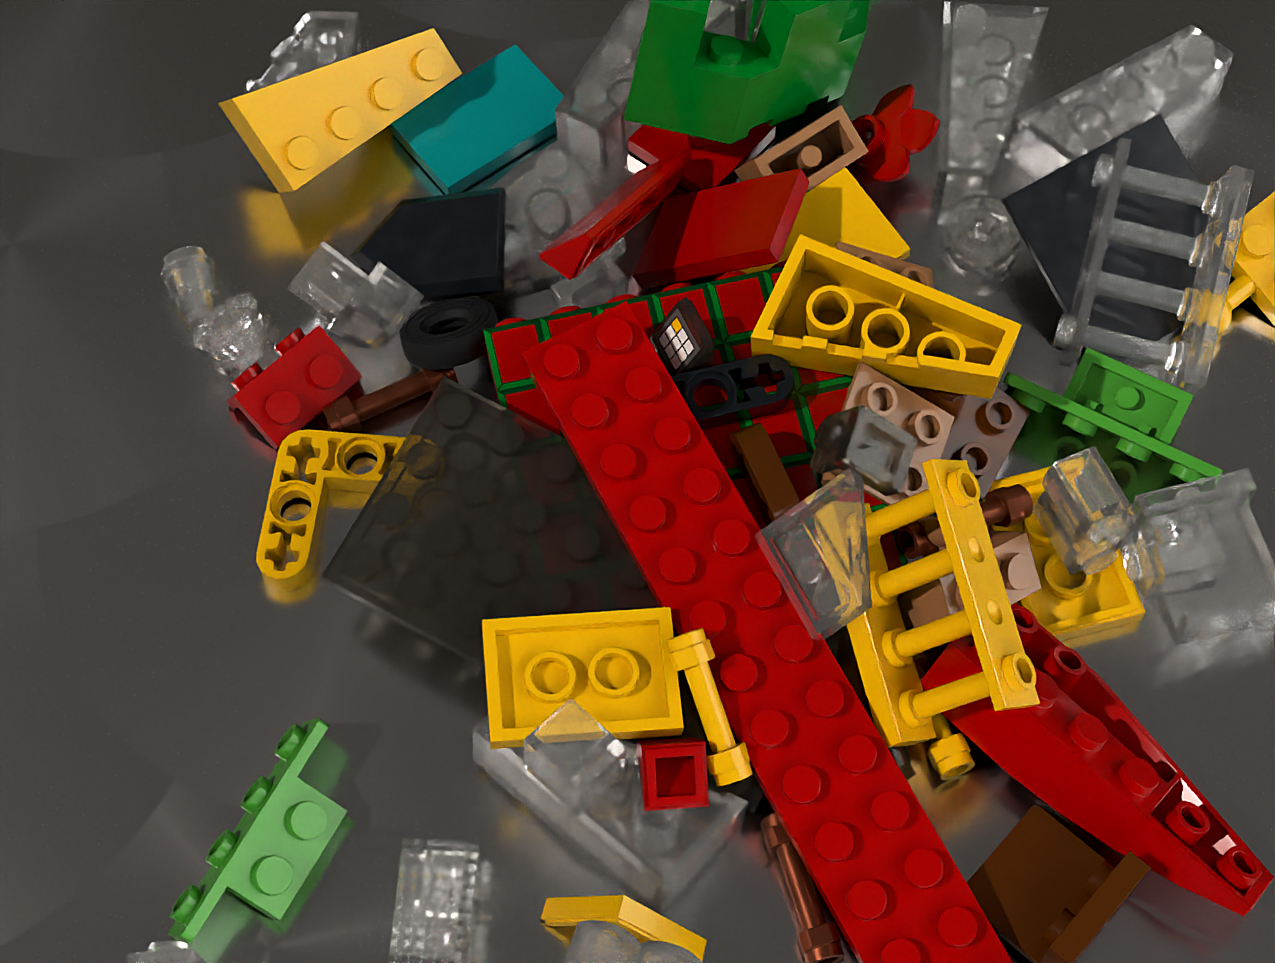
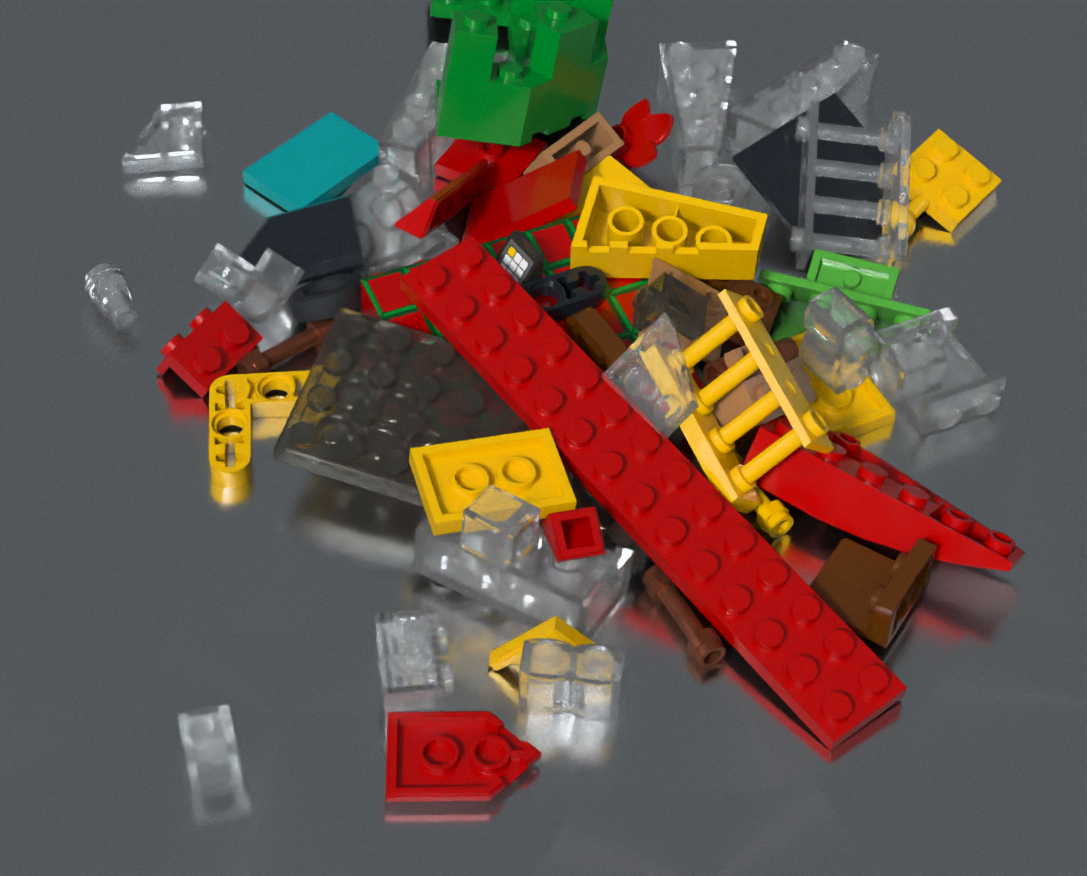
camera: 15 degrees left, 15 degrees down
(234, 333) = (157, 316): clear wheel -> none
(272, 843) = (270, 639): bright green bracket -> none
(328, 112) = (194, 163): yellow wedge -> none
(728, 759) = (573, 452): yellow bar -> none

